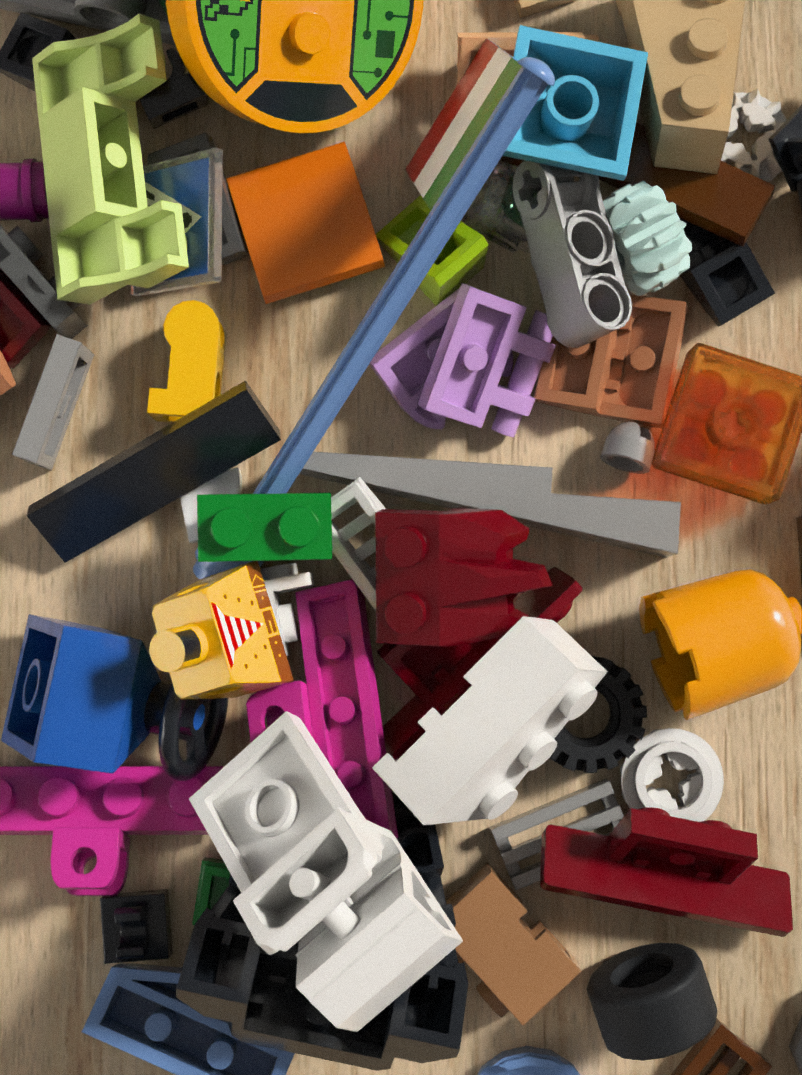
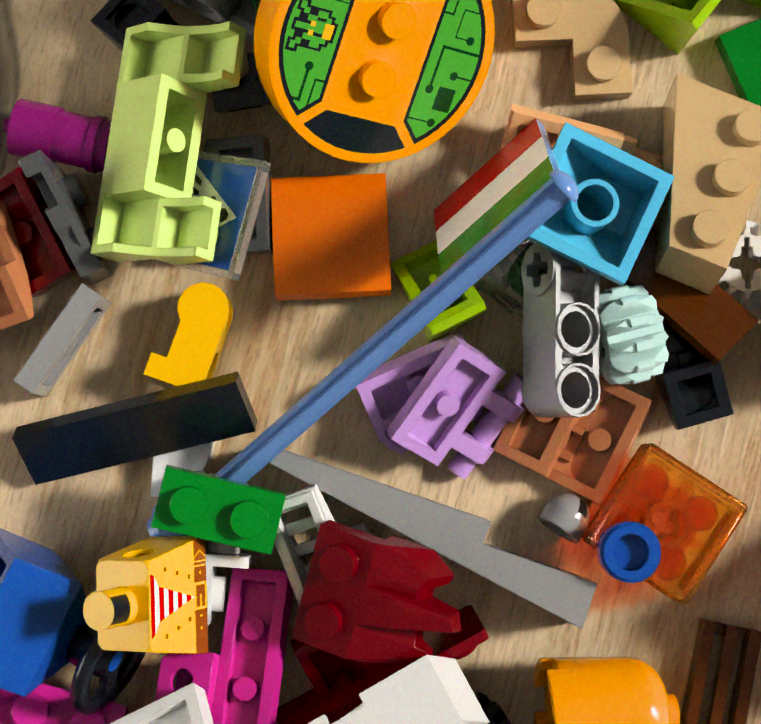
camera: 10 degrees right, 0 degrees up
(705, 458) = (629, 551): none -> blue tile

